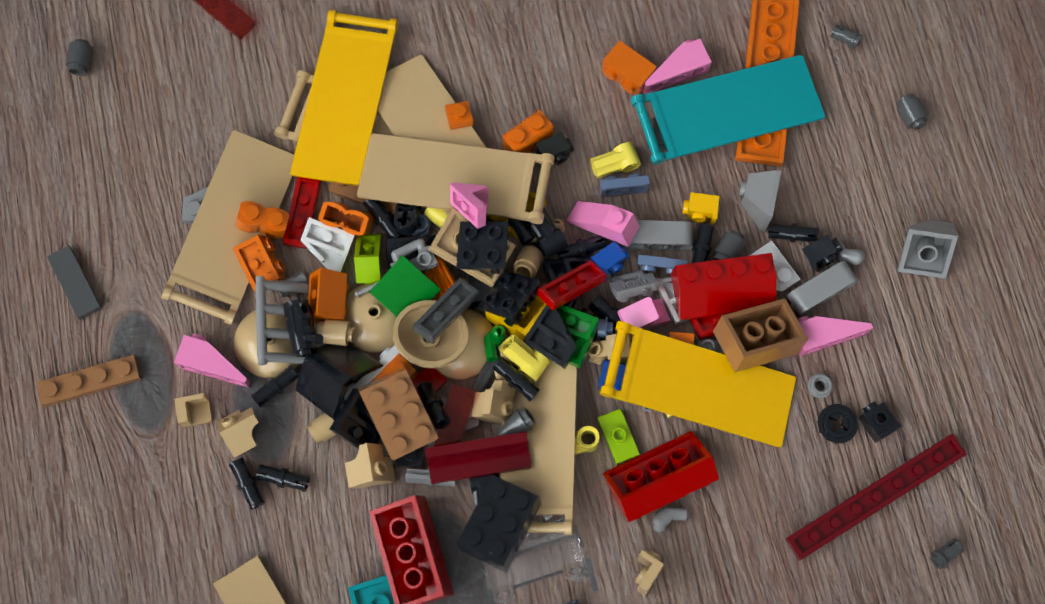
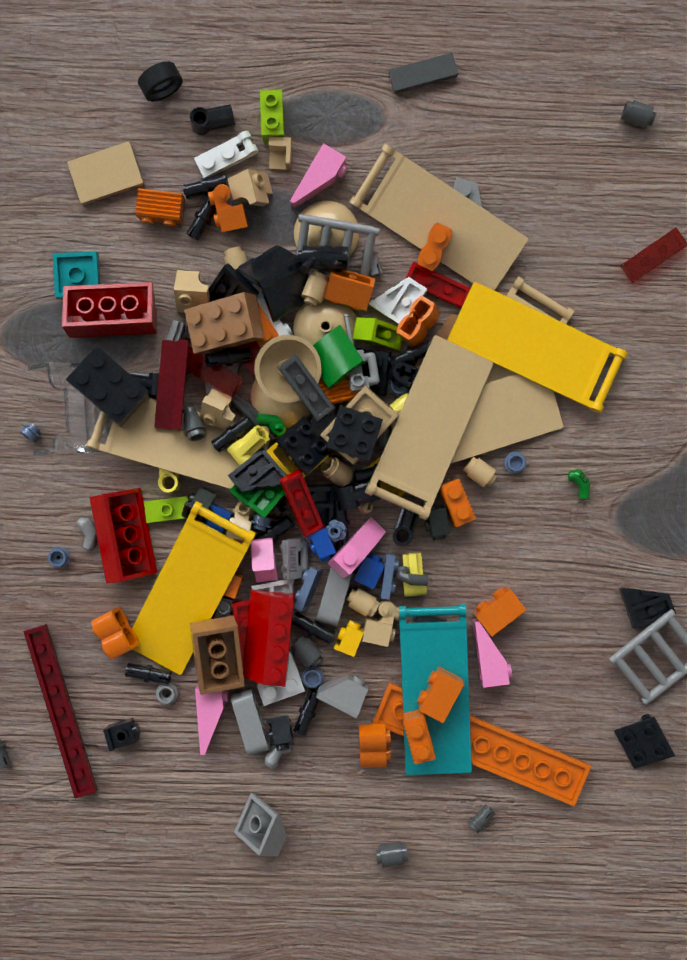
camera: 105 degrees right, 15 degrees up
(88, 381) = (330, 70): medium nougat plate -> none
(138, 560) = (160, 81): none -> black tyre
(153, 428) = (271, 114): none -> lime brick
(168, 493) = (215, 118): none -> black piece
(207, 472) = (226, 155): none -> white plate
(258, 259) = (398, 237): orange bracket -> none
(275, 386) = (284, 228): black pin -> none
(275, 448) = (228, 216): none -> orange brick
(281, 527) = (160, 207): none -> orange brick
(459, 115) = (491, 445): orange plate -> none
(470, 91) = (515, 462): none -> sand blue plate
(470, 201) = (397, 432): bright pink slope -> none
(473, 21) = (582, 481): none -> green arm
(489, 121) = (480, 472): none -> tan brick
(562, 181) = (406, 521): none -> black piece
(586, 242) = (340, 526): none -> sand blue plate
(601, 403) = (203, 496): none -> pearl dark grey brick
(620, 157) = (411, 579): none -> dark grey arm
(626, 200) = (369, 570): none -> blue brick
(648, 575) = (41, 502): tan bracket -> none
(659, 203) = (362, 602): none -> tan brick
(682, 177) = (380, 630): none -> tan brick
(713, 544) = (54, 561): none -> sand blue plate
(730, 98) = (440, 694): none -> orange brick
(754, 237) = (312, 677): none -> sand blue plate
(771, 456) = (114, 633): none -> orange brick
(780, 109) = (418, 736): none -> orange brick
(804, 410) = (148, 673): none -> black pin
(806, 155) = (373, 745): none -> orange brick
(849, 423) = (130, 708): black gear -> none

